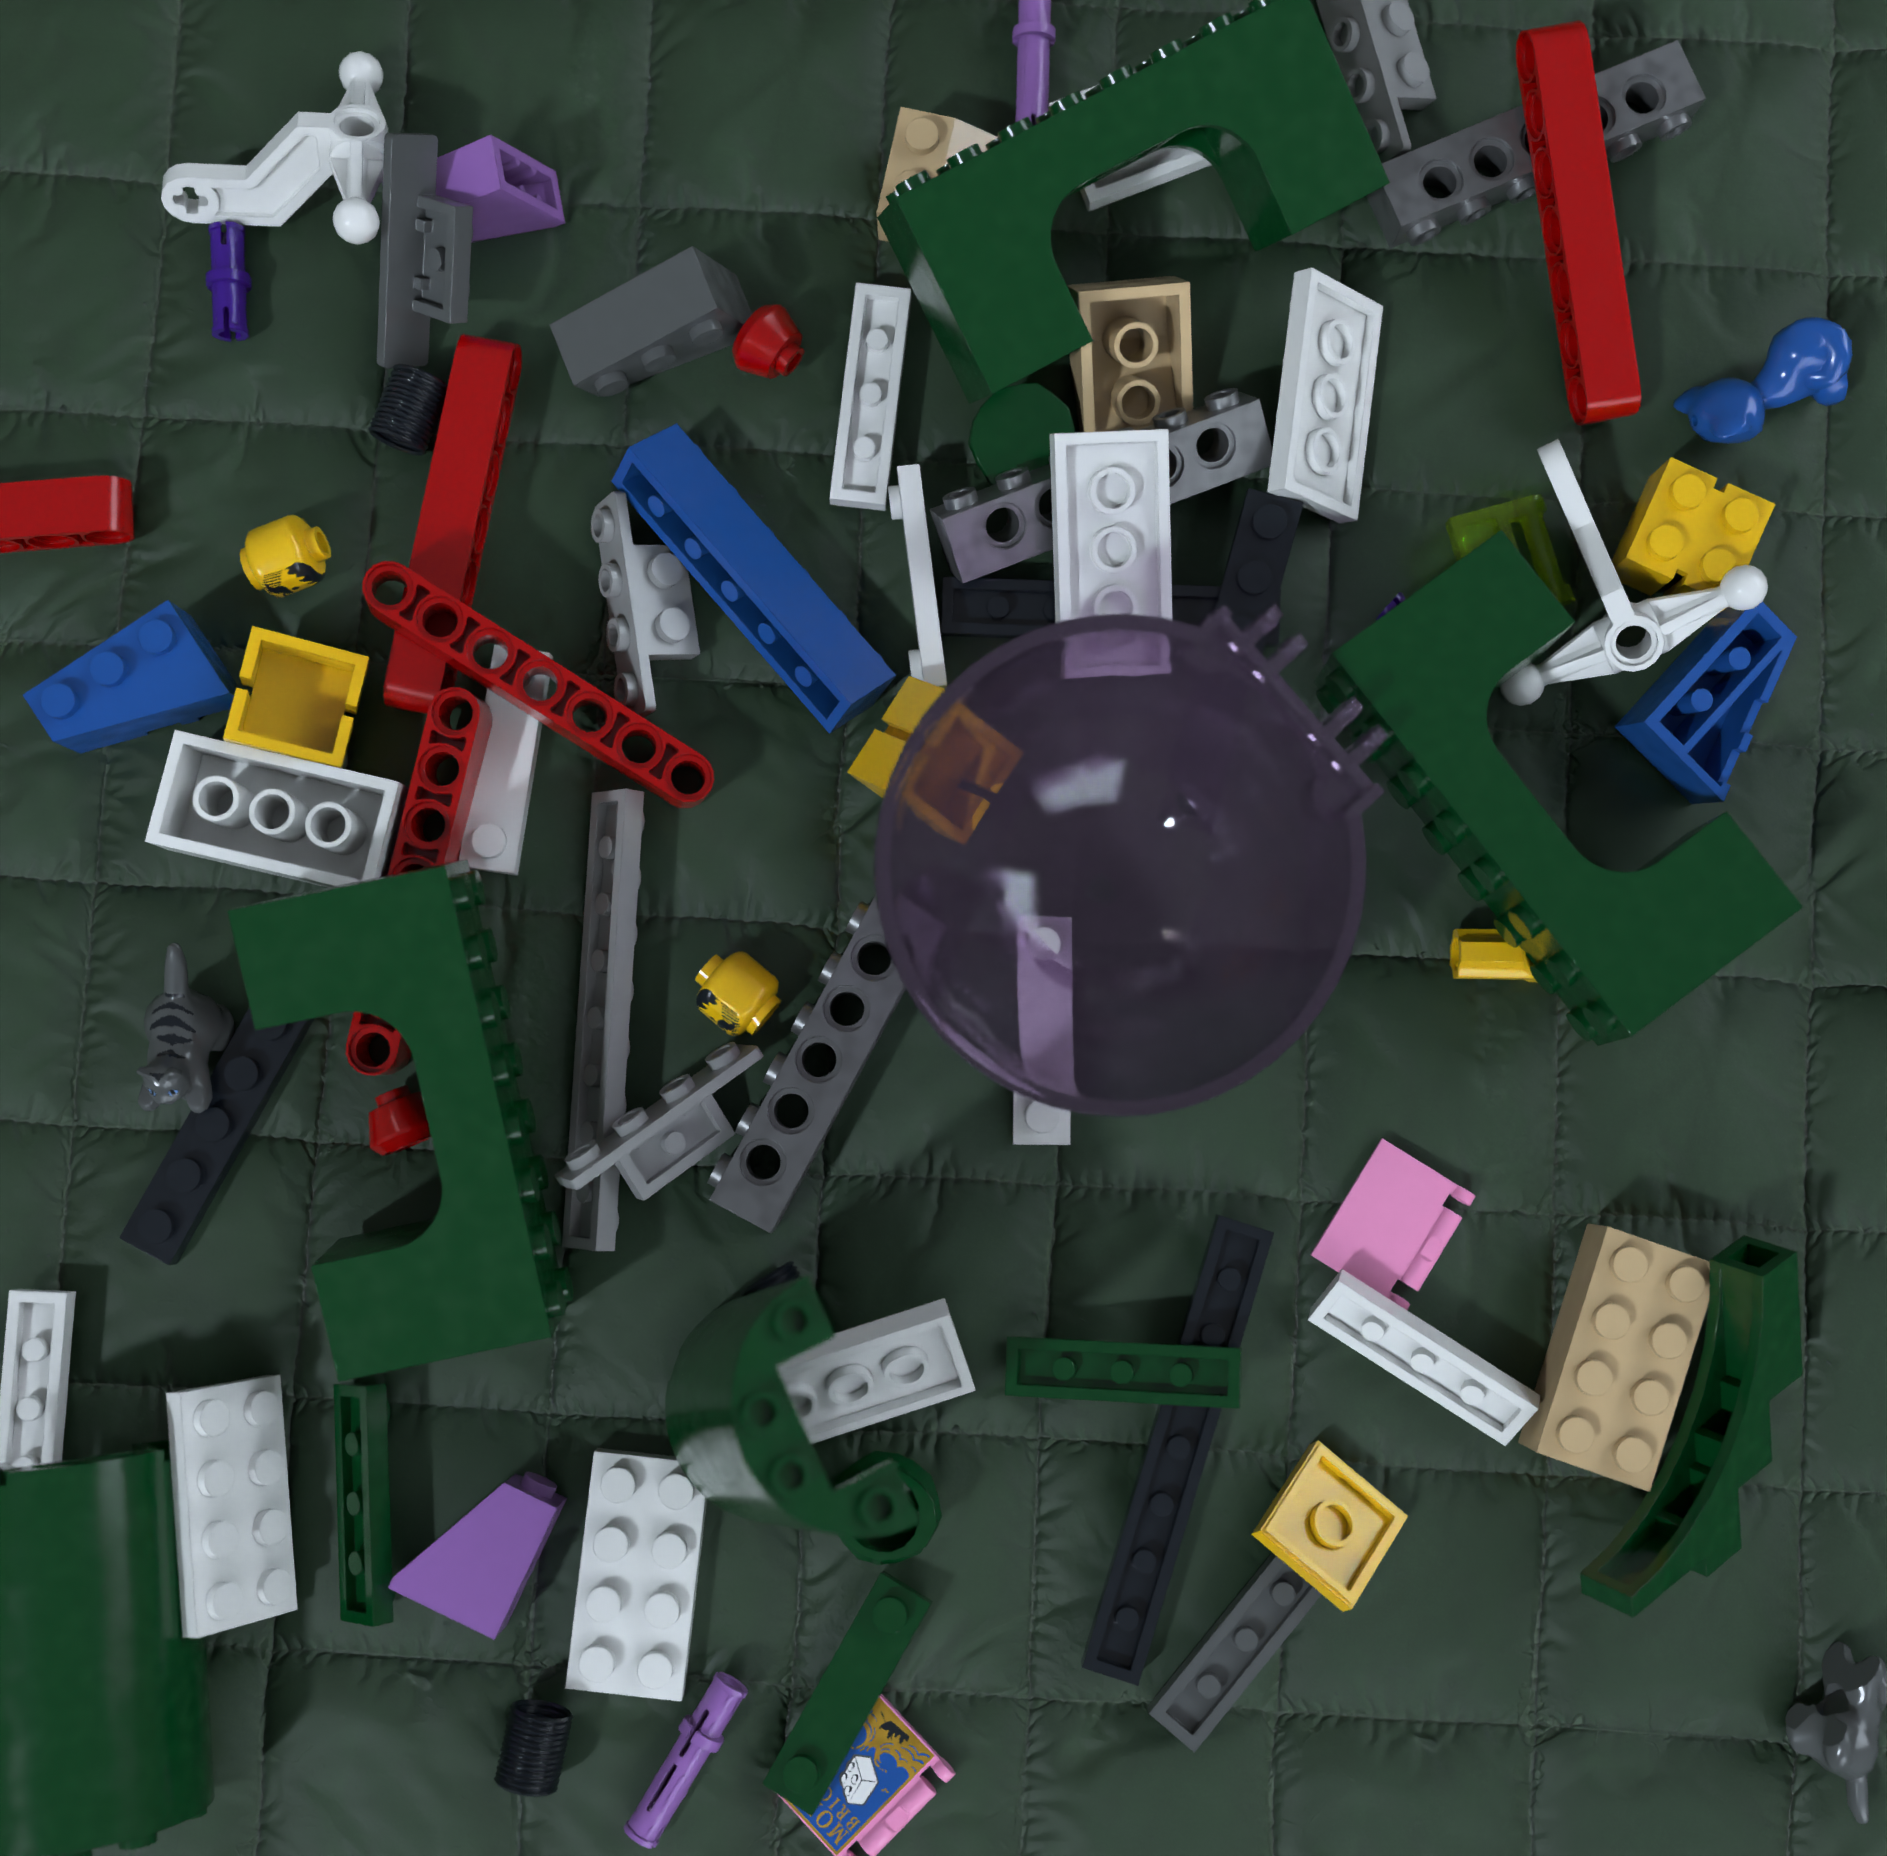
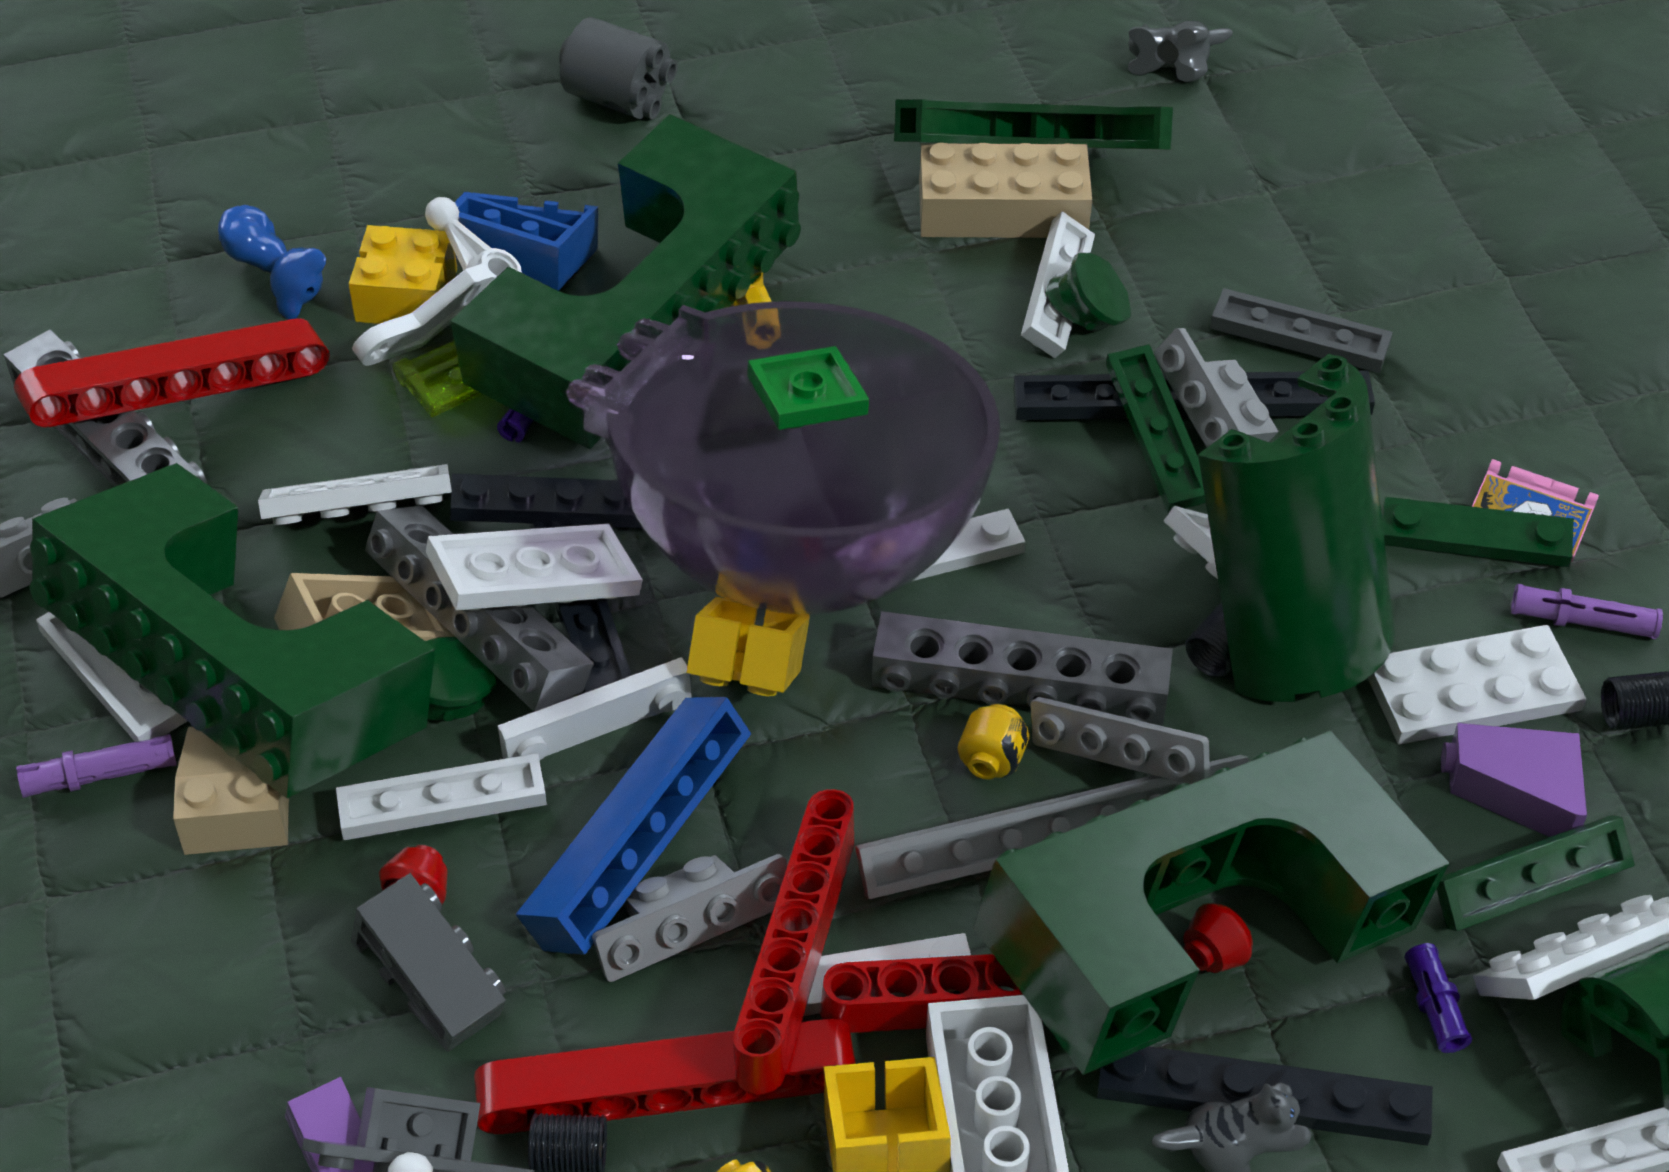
camera: 110 degrees left, 35 degrees down
(264, 1323) = (1438, 998): none -> dark purple pin
(1123, 1463) = (1212, 392): none -> light grey bracket
(1225, 915) = (807, 388): none -> green plate
(1330, 1526) = (1200, 300): yellow tile -> none
(1379, 1385) = (1090, 293): none -> dark green hat
(1392, 1223) = (977, 327): bright pink piece -> none

